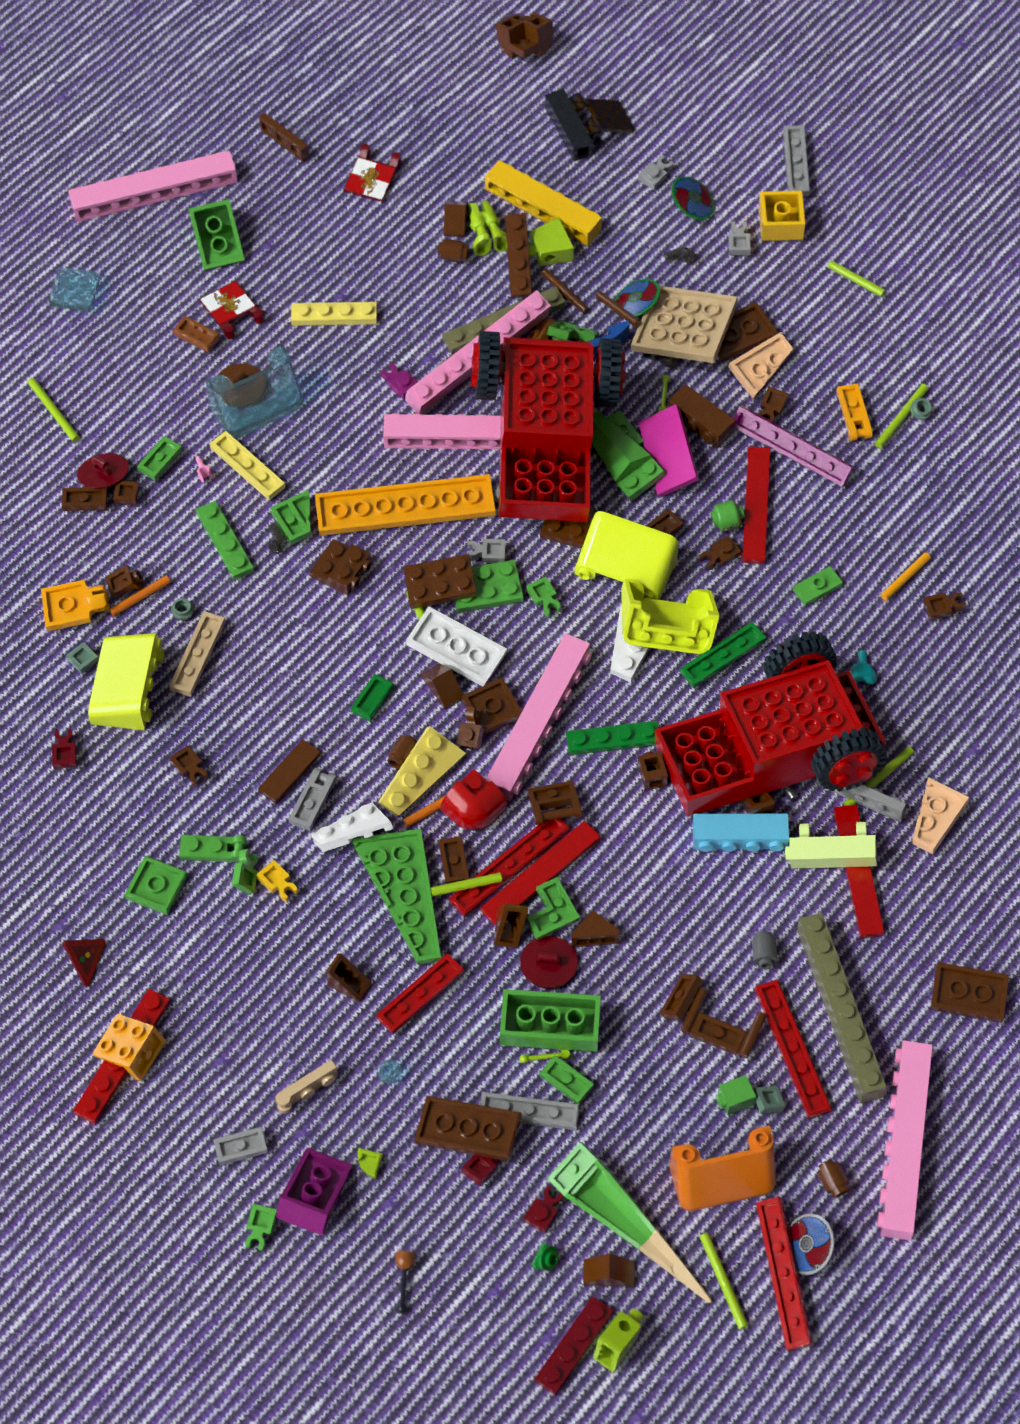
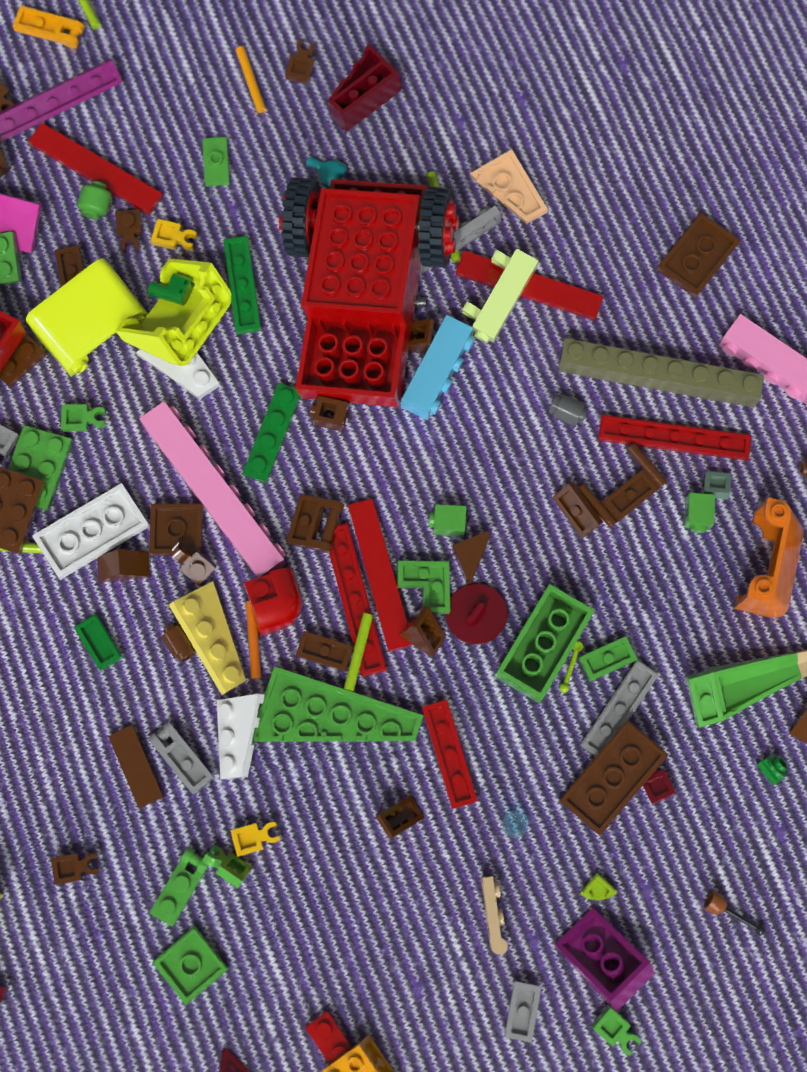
camera: 65 degrees left, 15 degrees up
(542, 1212) = (726, 749): dark red plate -> none
(614, 901) = (448, 520): none -> bright green brick
(687, 608) = (176, 291): none -> green piece
(733, 583) = (169, 234): none -> yellow plate
(946, 660) = (364, 89): none -> dark red wedge

